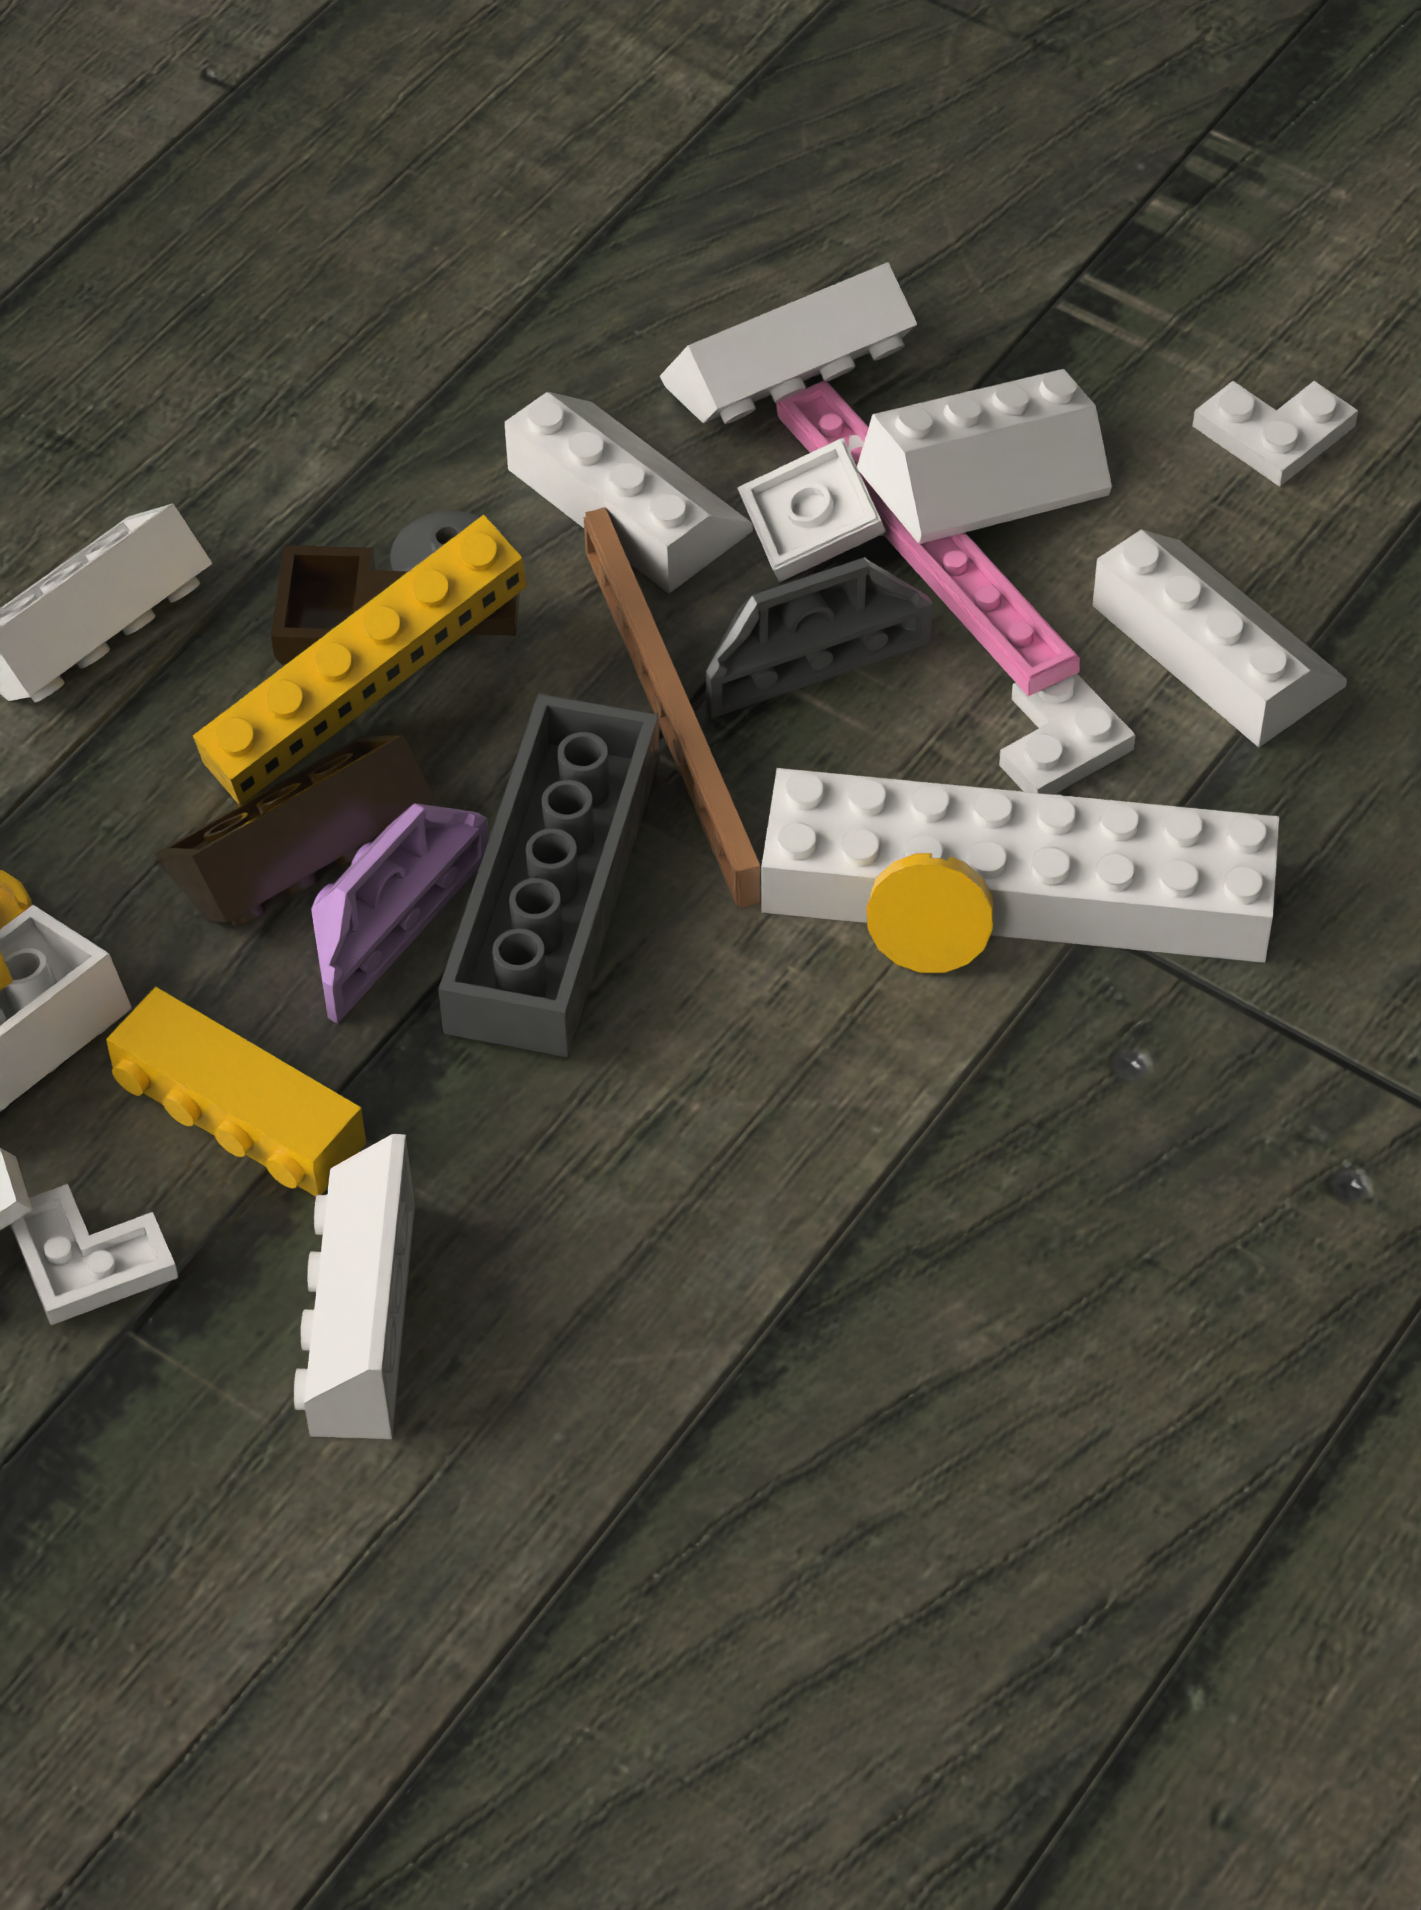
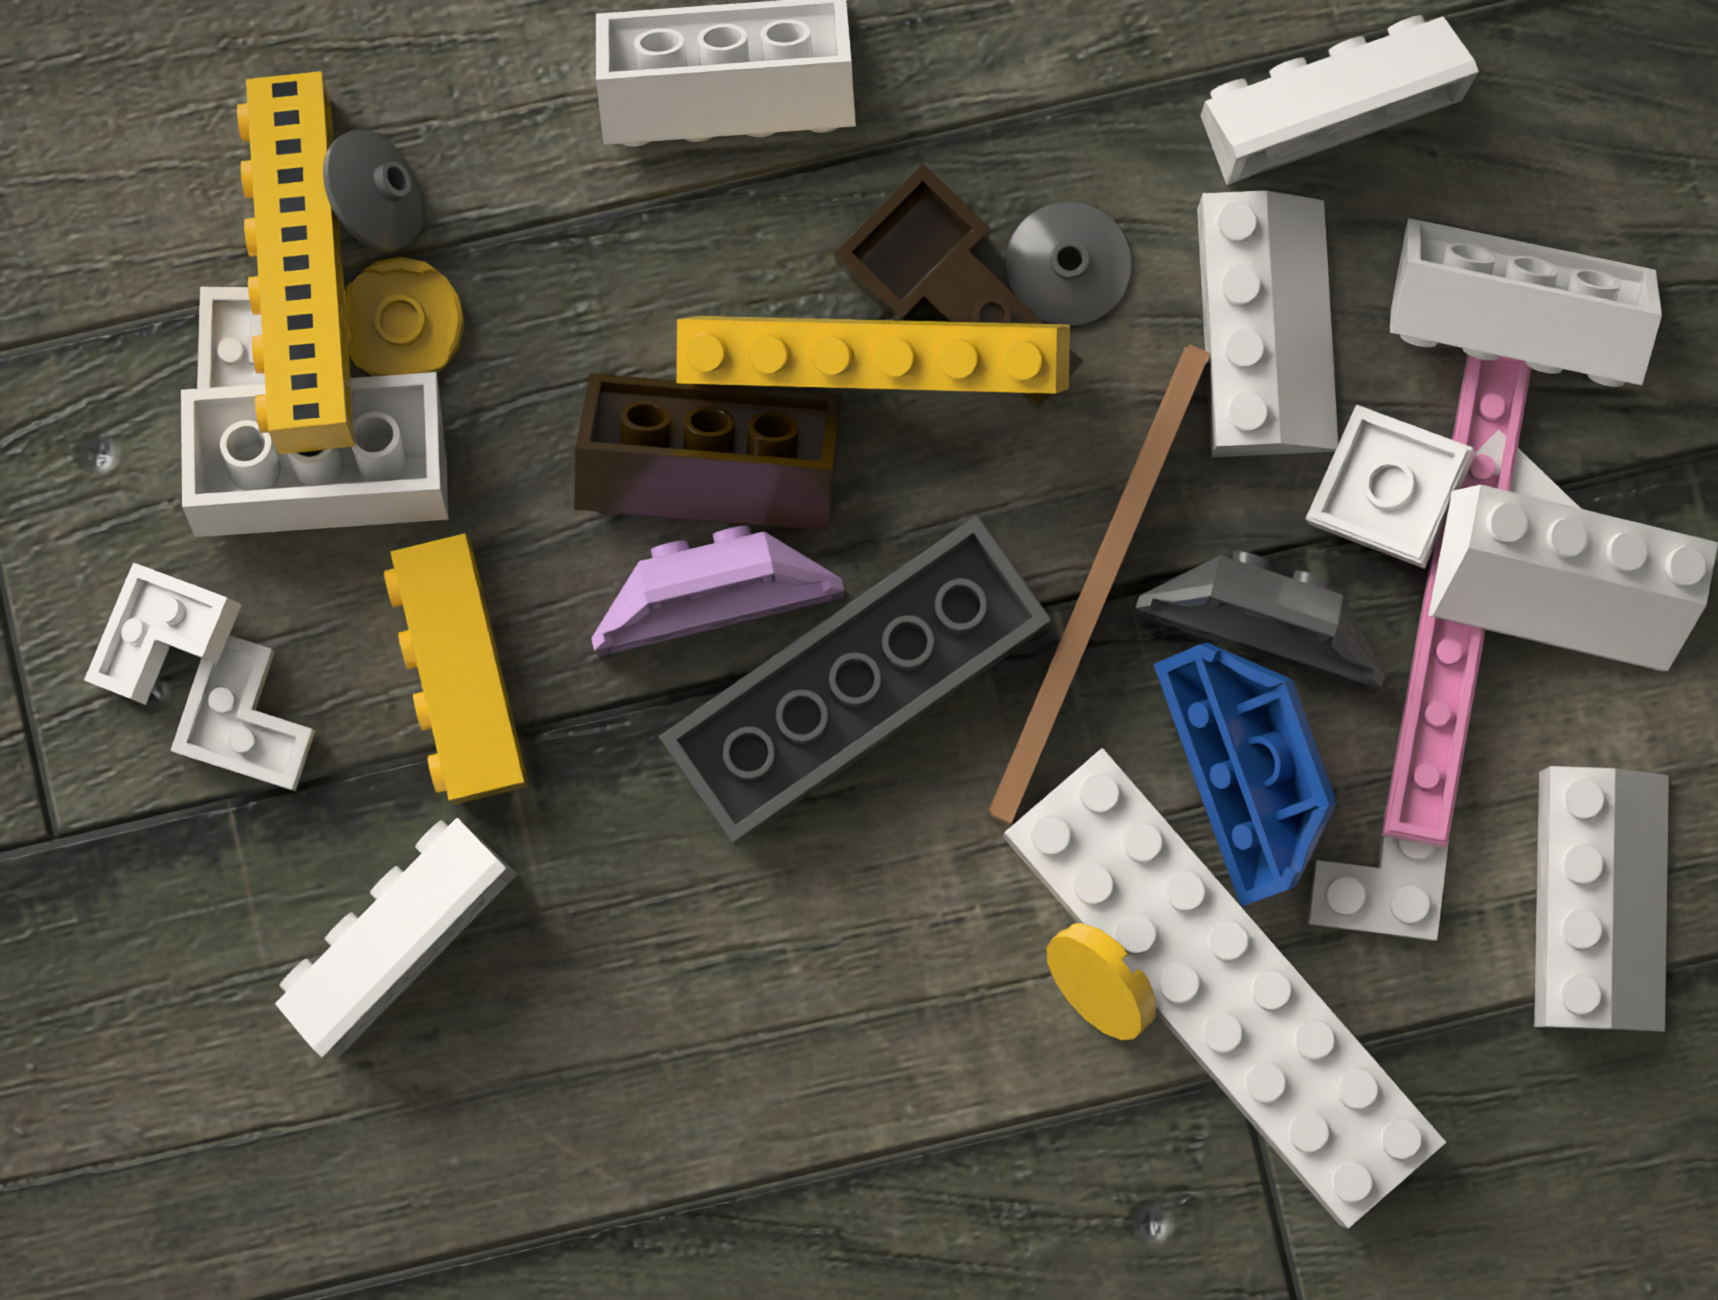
camera: 45 degrees right, 30 degrees up
(544, 327) = (1338, 97): none -> white slope
(891, 699) = (1250, 765): none -> blue wedge

